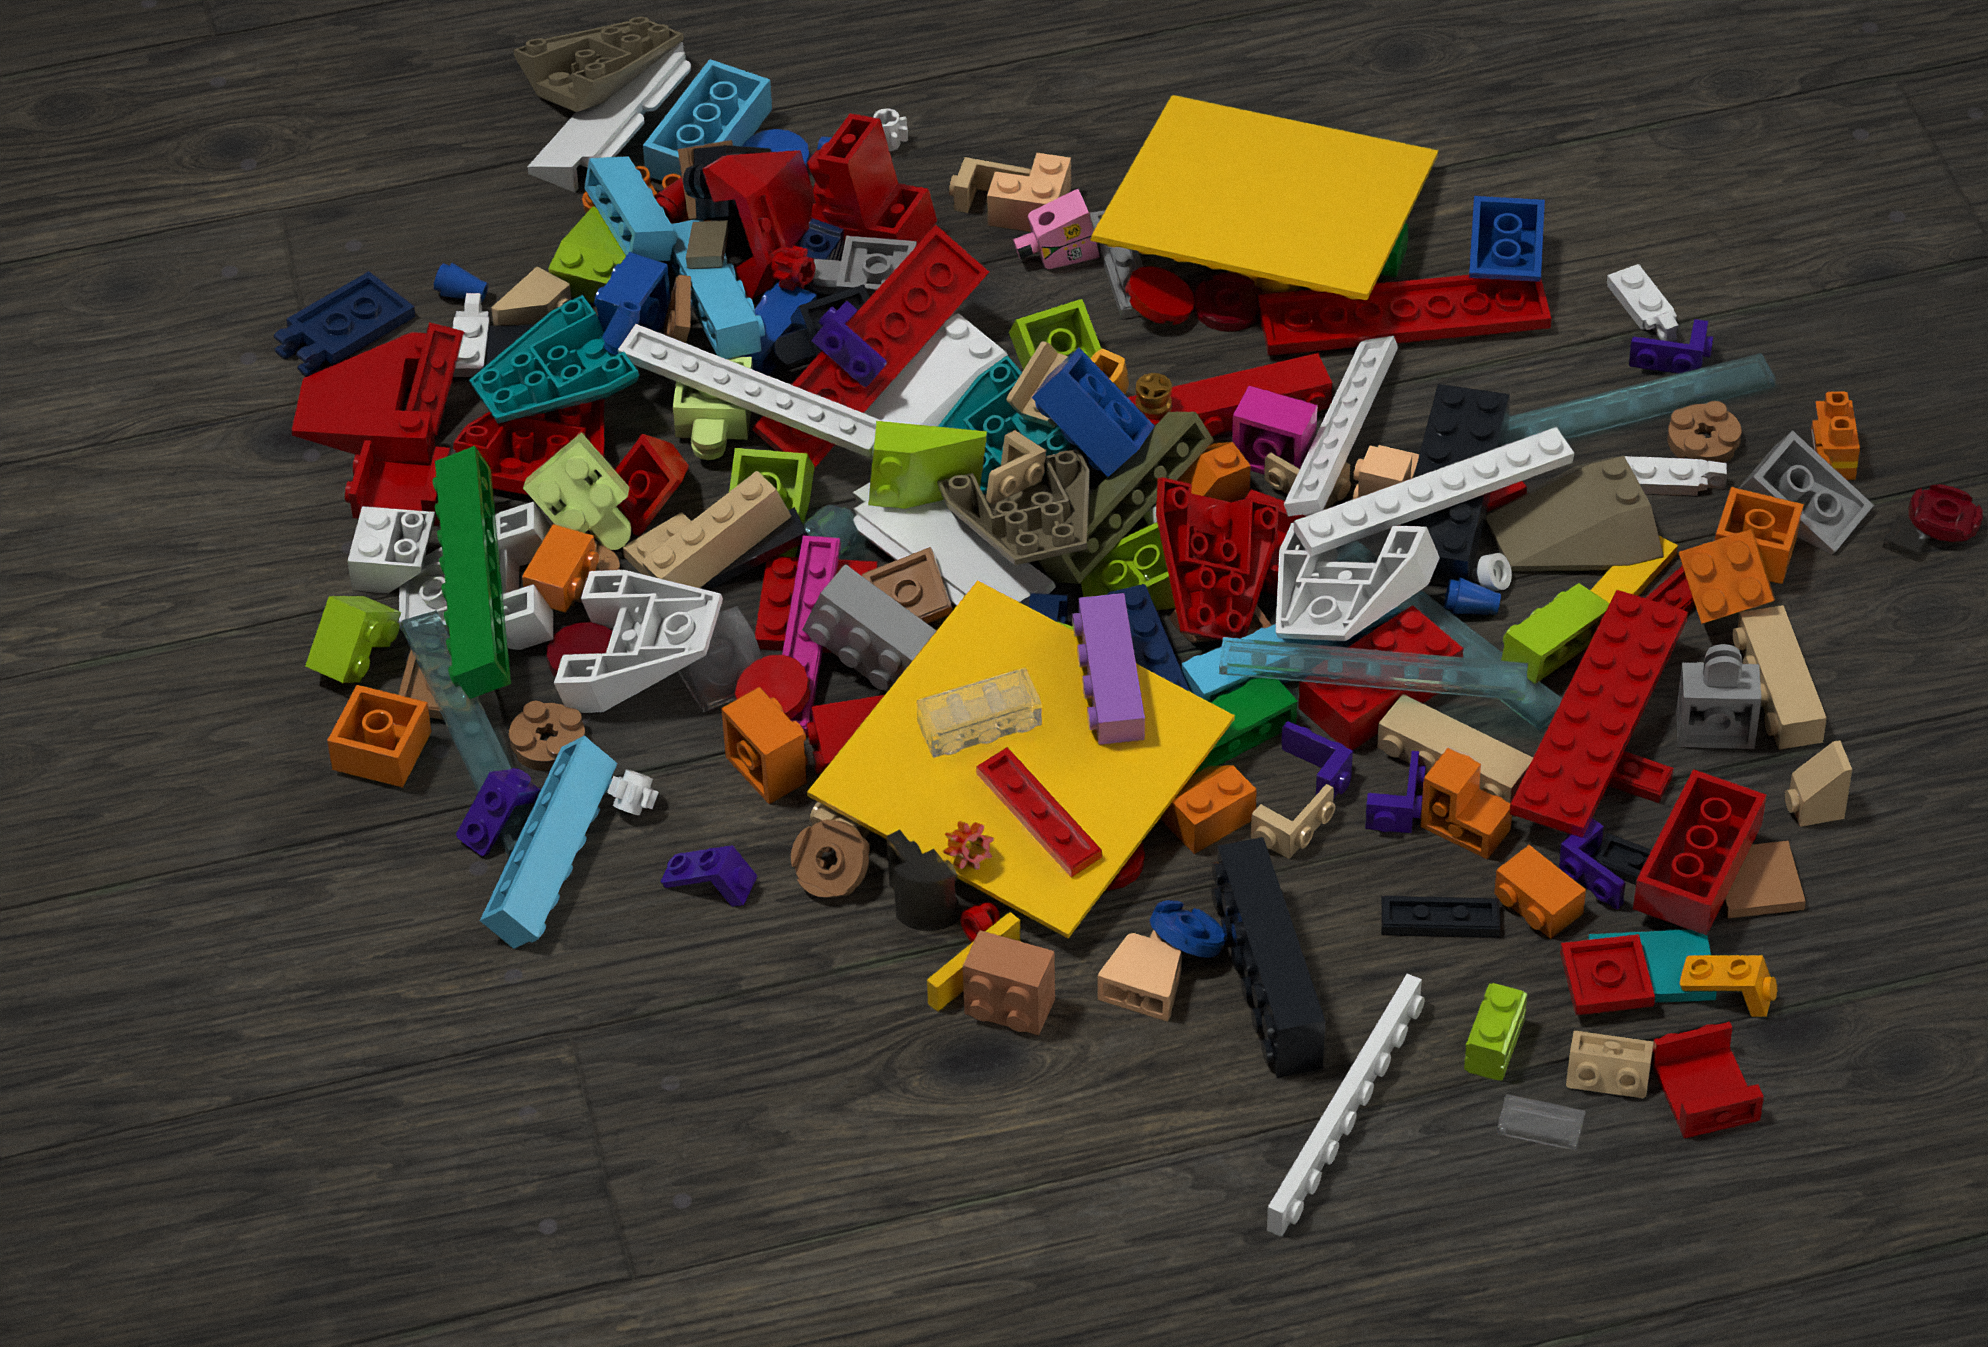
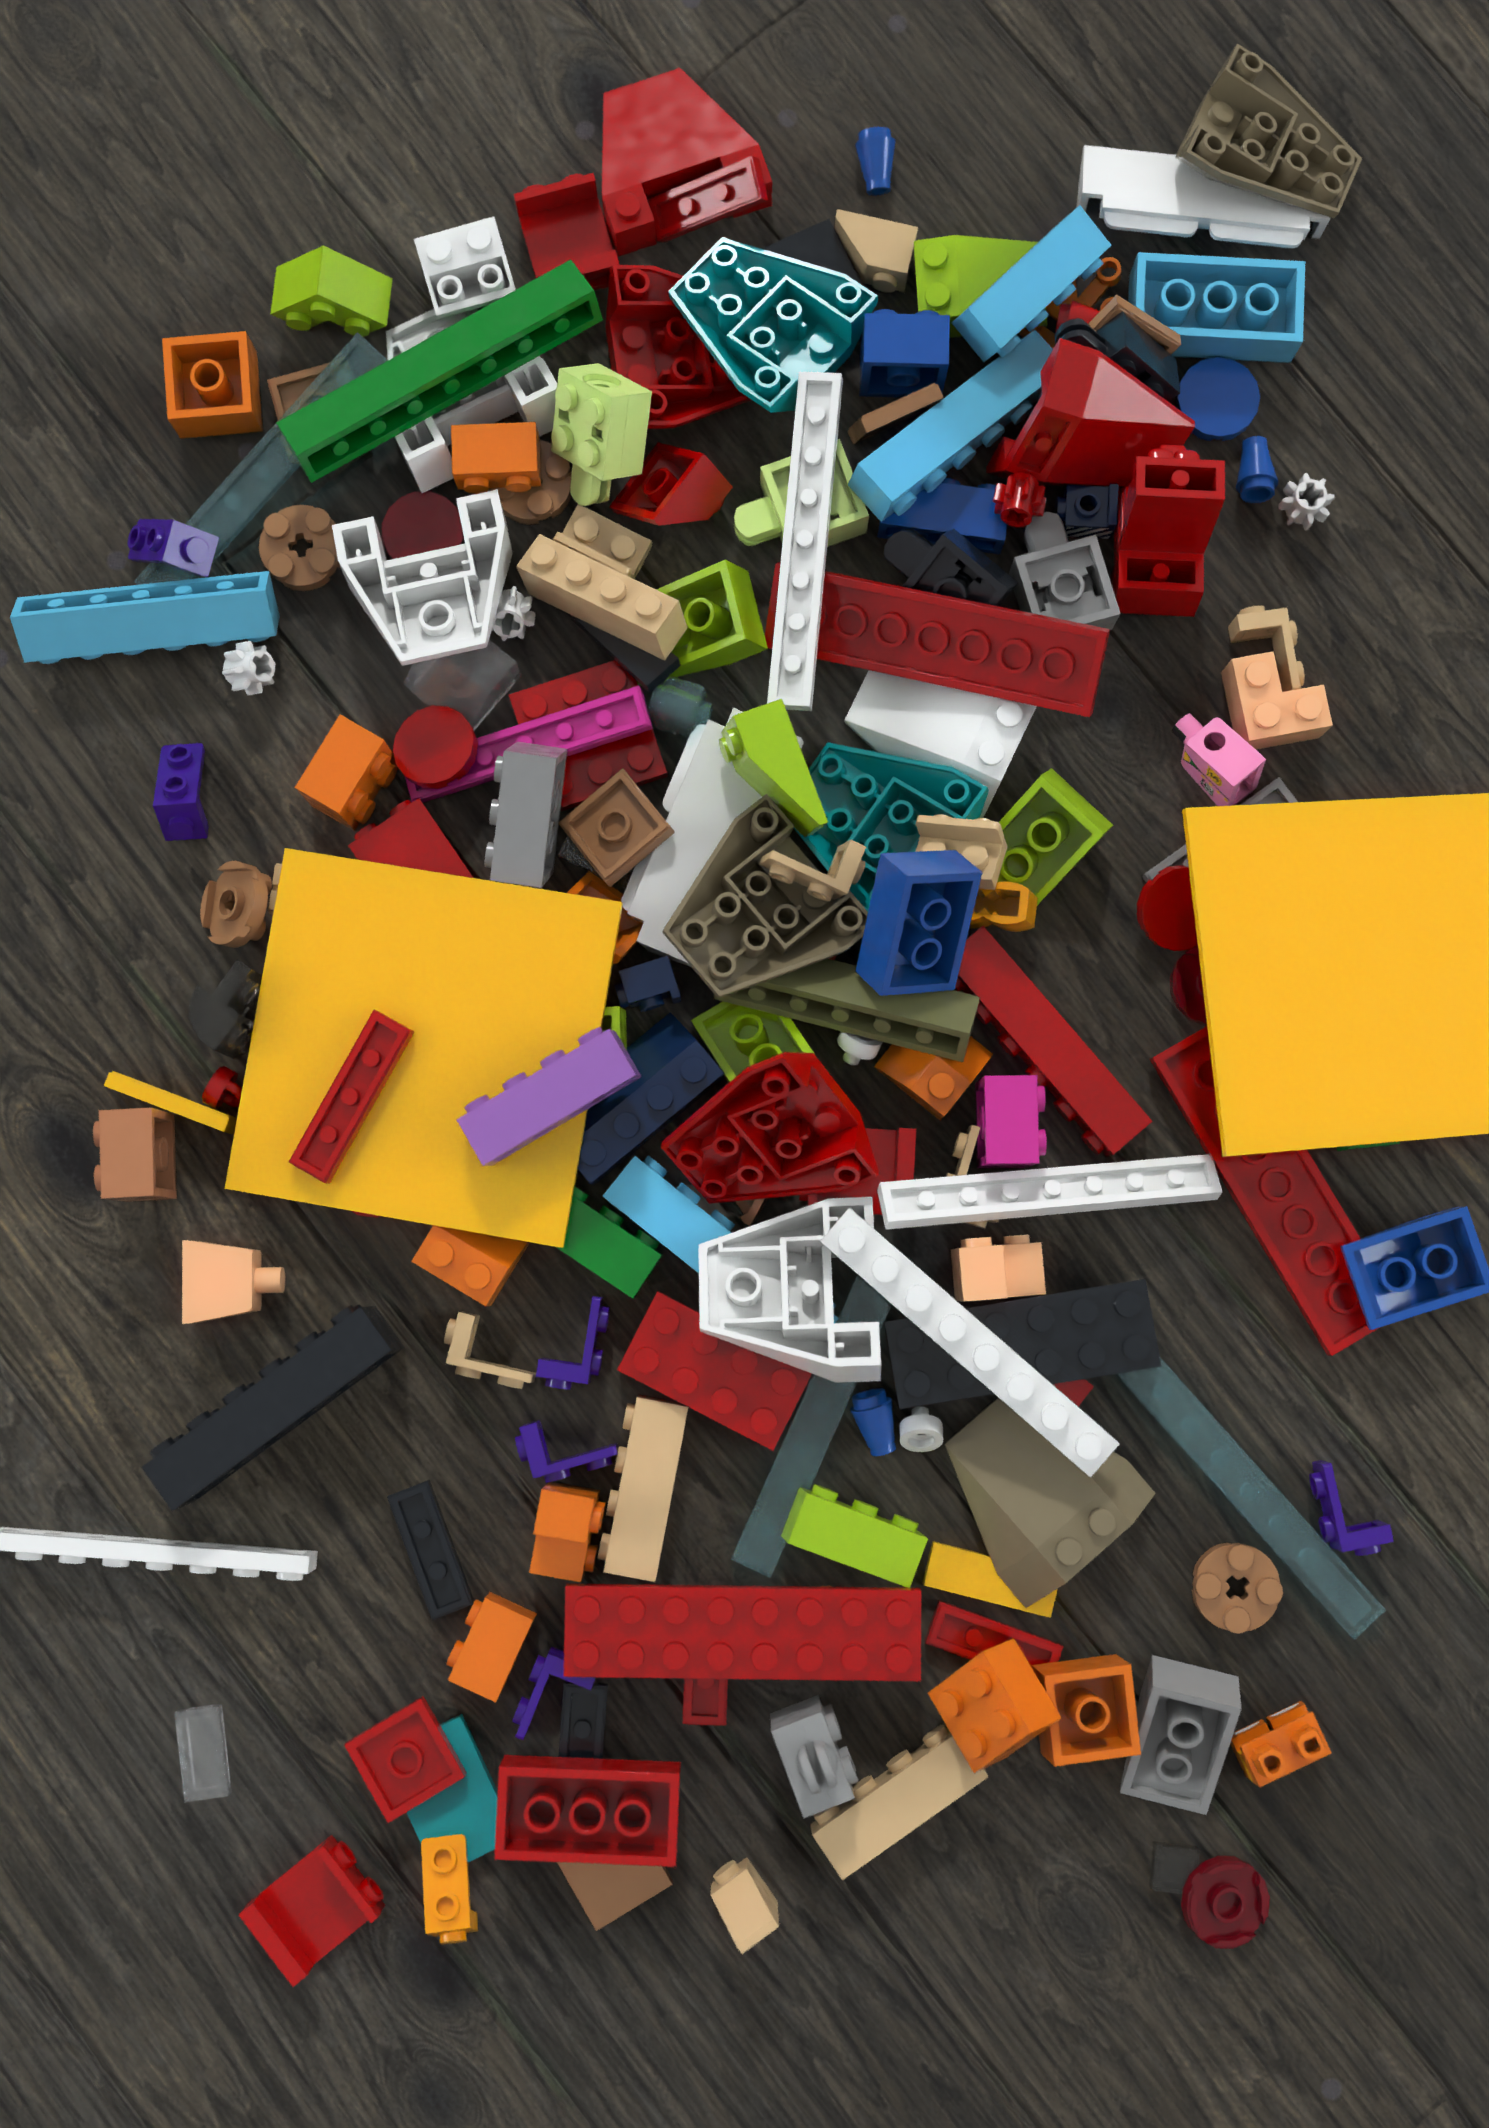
camera: 65 degrees right, 35 degrees up
(343, 322) = (772, 68): dark blue tile -> none
(475, 341) = (806, 206): white hinge -> none
(620, 325) = (841, 359): blue cone -> none
(707, 244) = (1005, 392): dark tan tile -> none
(846, 346) = (901, 602): dark purple bracket -> none
(957, 842) = (264, 1047): red gear -> none
(979, 712) = (433, 985): clear brick -> none
(1154, 395) = (1003, 962): pearl gold wheel -> none
(1187, 931) = (289, 1303): blue tile -> none
(1373, 668) = (688, 1372): clear light blue tile -> none
(1495, 1031) = (285, 1670): lime brick -> none
(1609, 1064) = (301, 1799): tan bracket -> none
(1644, 302) = (1414, 1447): white hinge -> none
(1677, 475) = (1157, 1572): white hinge -> none

